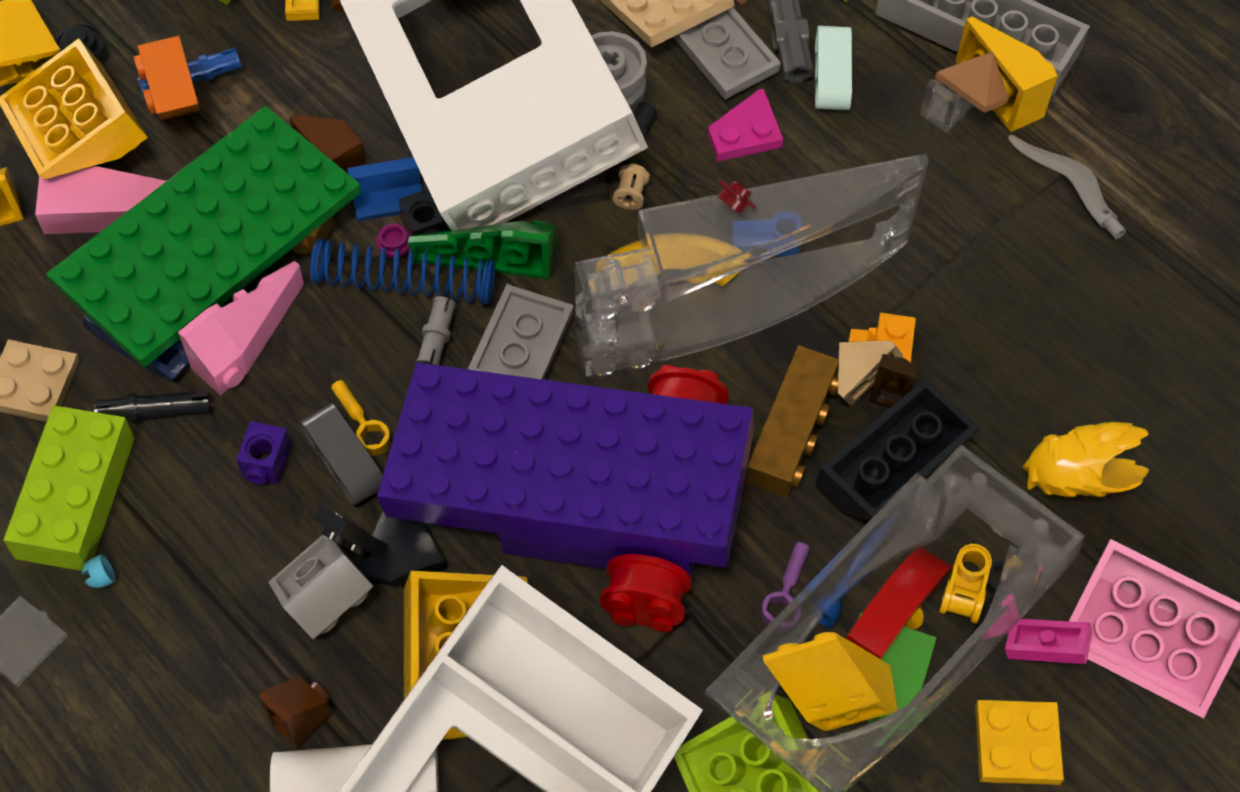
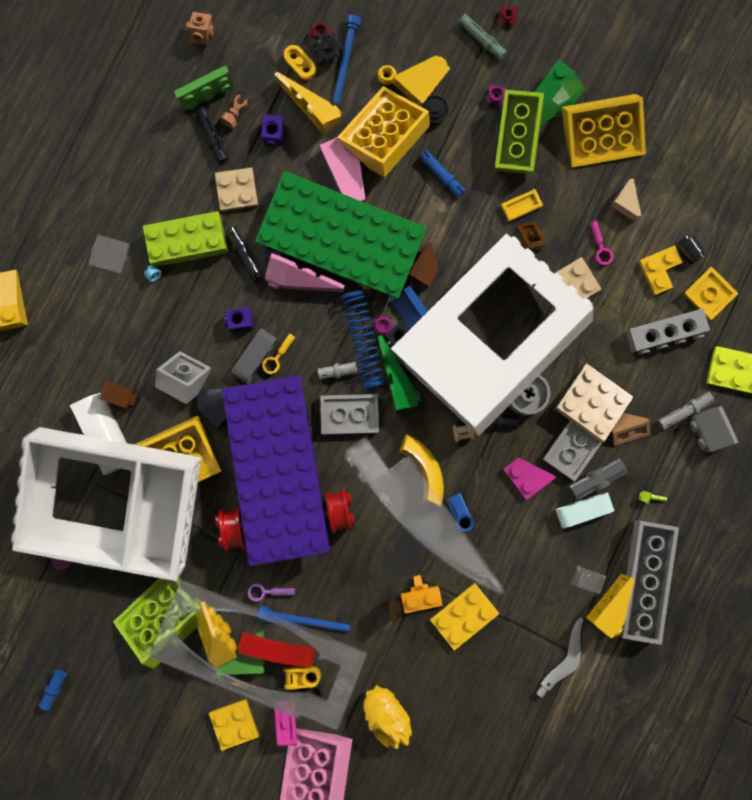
camera: 65 degrees right, 25 degrees up
(168, 78) = (422, 170): orange brick -> none
(340, 530) = (208, 379): black wing -> none
(736, 196) = (431, 504): dark red plate -> none
(792, 421) = (357, 565): pearl gold brick -> none
(859, 366) = (398, 588): tan slope -> none
(903, 441) = (354, 623): black slope -> none
(946, 296) = (464, 616): none -> yellow plate
(976, 81) = (597, 592): medium nougat slope -> none

